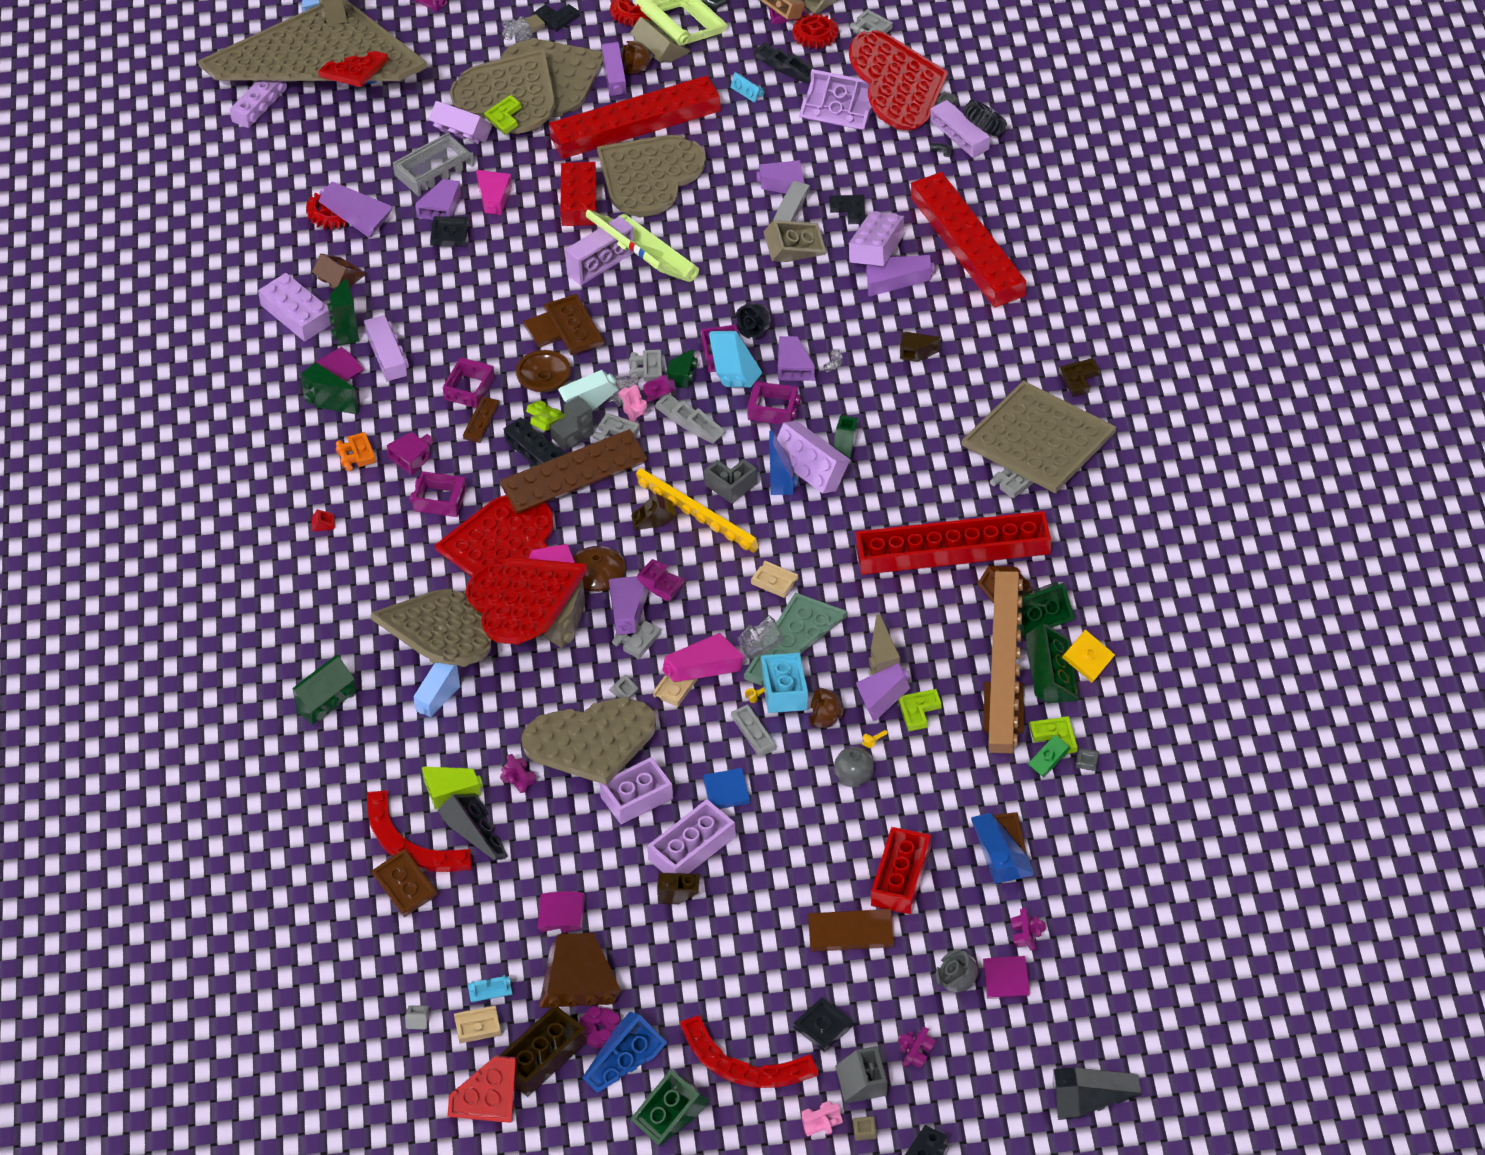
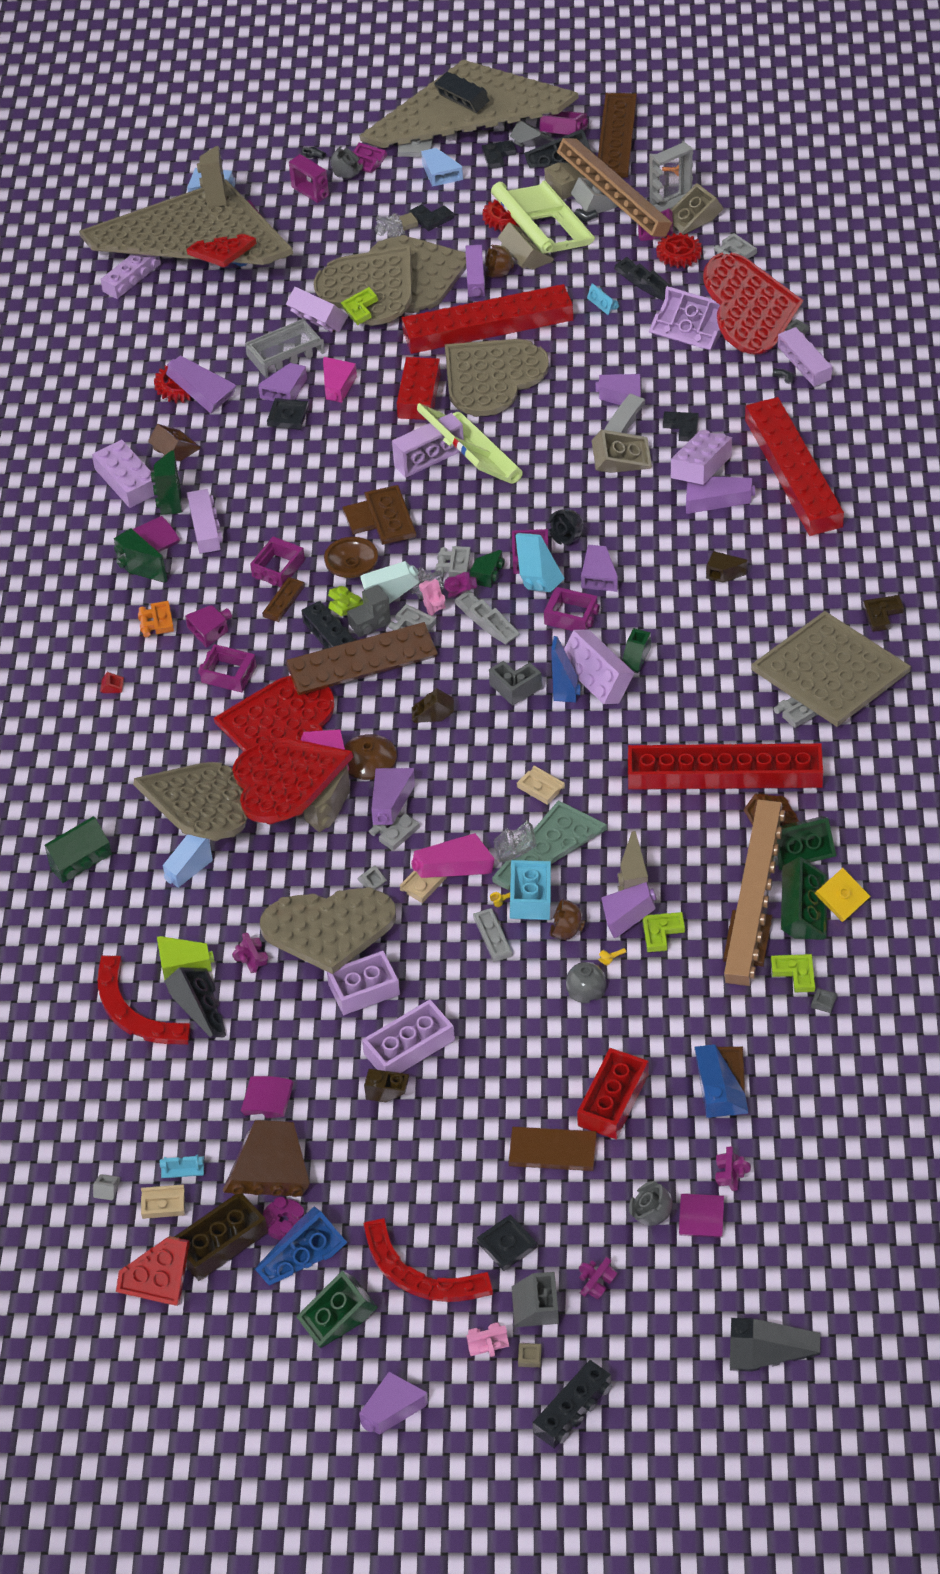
camera: 10 degrees right, 0 degrees up
(404, 883) = (119, 1050): reddish brown tile -> none
(659, 580) = (425, 775): magenta slope -> none
(701, 513) = (479, 712): yellow plate -> none
(726, 788) = (454, 990): blue tile -> none
(836, 361) = (641, 575): clear arm -> none
(984, 117) = (830, 347): black gear -> none
(1049, 756) = (784, 993): green plate -> none

